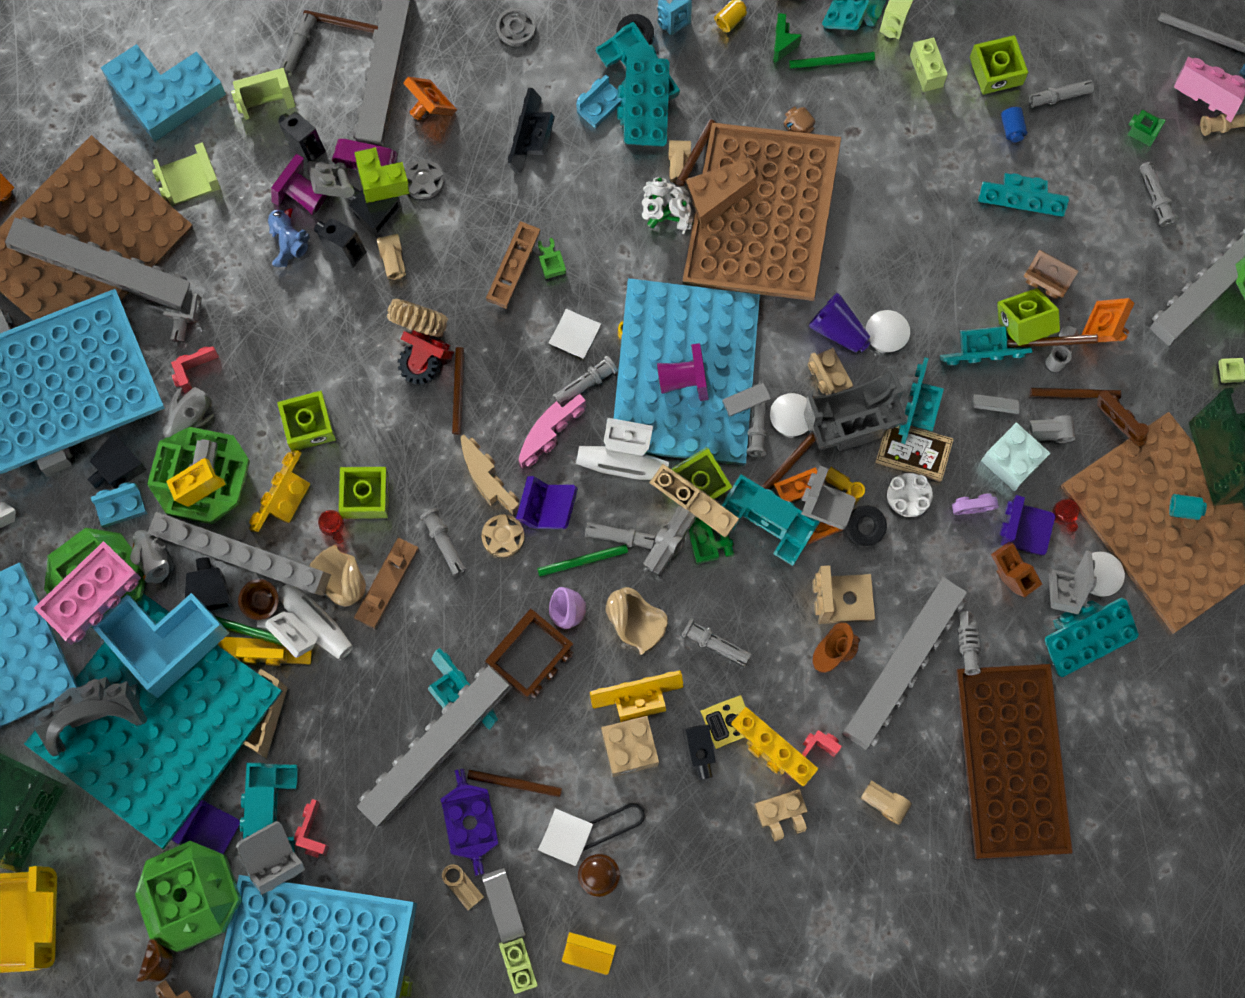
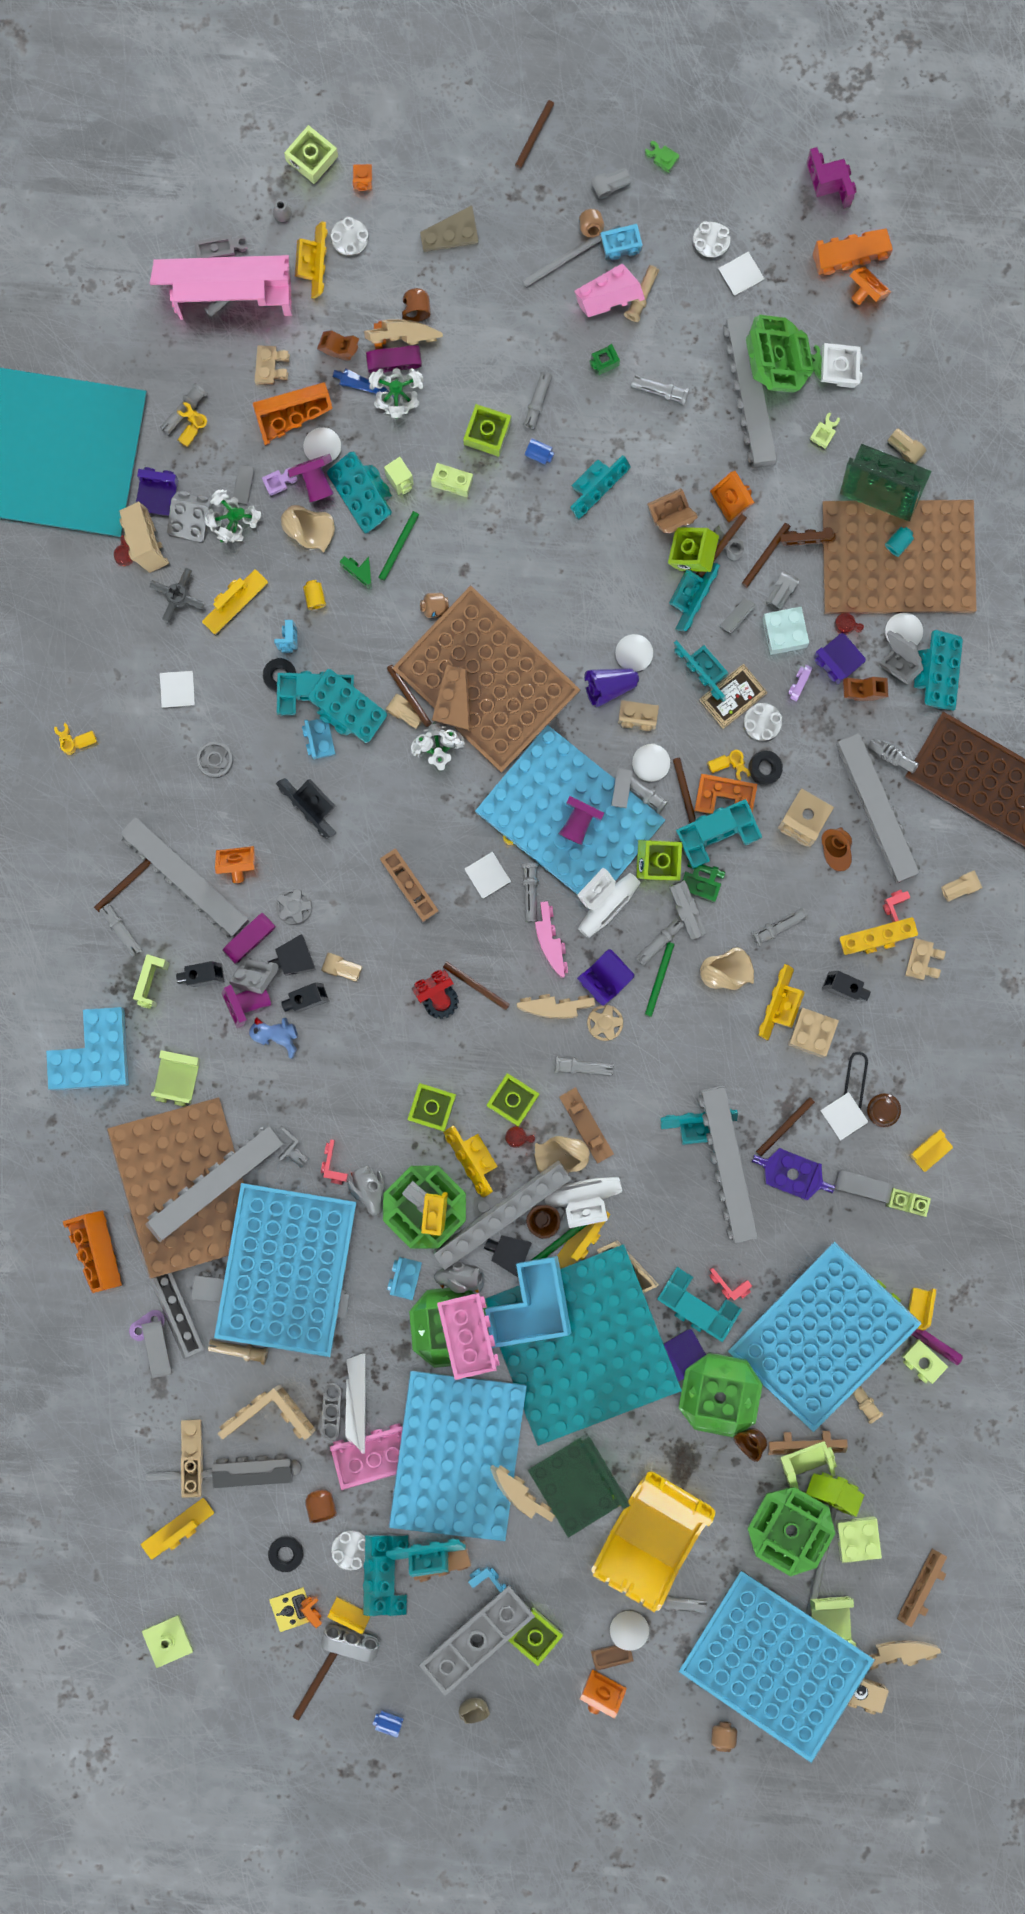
camera: 55 degrees left, 10 degrees up
(85, 705) = (548, 1383): dark grey piece -> none
(114, 464) = (372, 1263): black torso -> none
(269, 857) = (736, 1322): light grey bracket -> none
(380, 181) = (283, 942): lime brick -> none
(417, 317) = (408, 980): tan gear -> none
(463, 888) = (834, 1206): tan piece -> none
(514, 637) = (724, 1052): reddish brown window -> none
(551, 261) = (423, 856): bright green plate -> none
(566, 608) = (689, 1012): lavender hat -> none
(694, 500) = (676, 874): tan slope -> none
(720, 718) = (833, 958): sticker -> none
(827, 503) = (735, 784): light grey bracket -> none
(856, 413) = (683, 720): dark grey piece -> none

